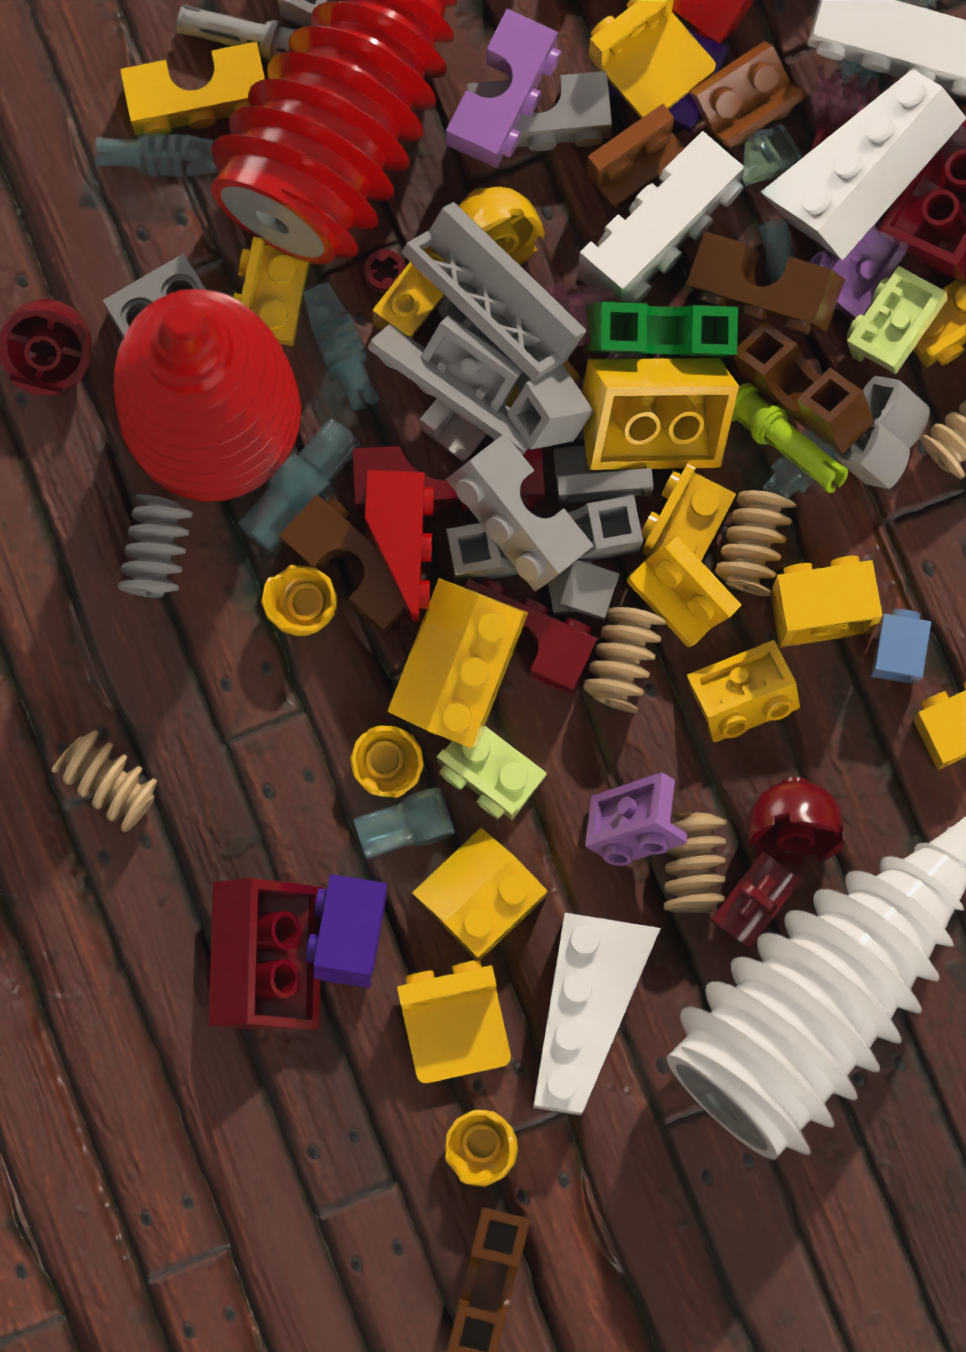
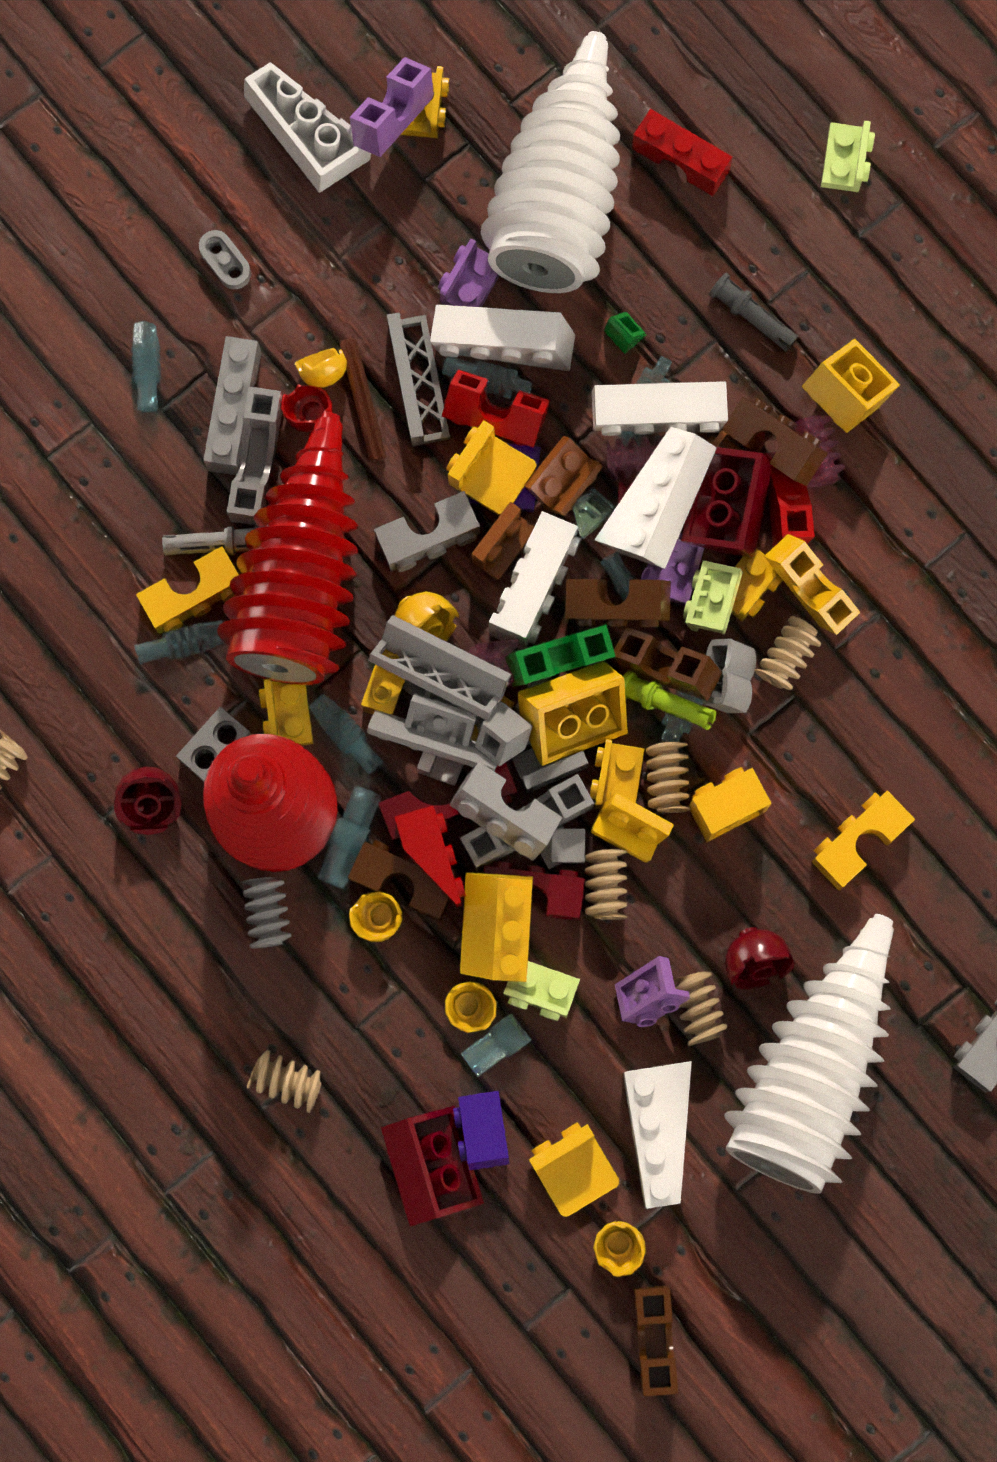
camera: 15 degrees left, 0 degrees up
(381, 257) = (353, 664): dark red bush -> none
(480, 894) = (561, 1075): yellow slope -> none
(488, 125) = (398, 555): medium lavender arch -> none
(745, 691) = (694, 880): yellow bracket -> none
(755, 900) = (748, 1019): dark red hips -> none
(901, 647) = (788, 817): medium blue brick -> none

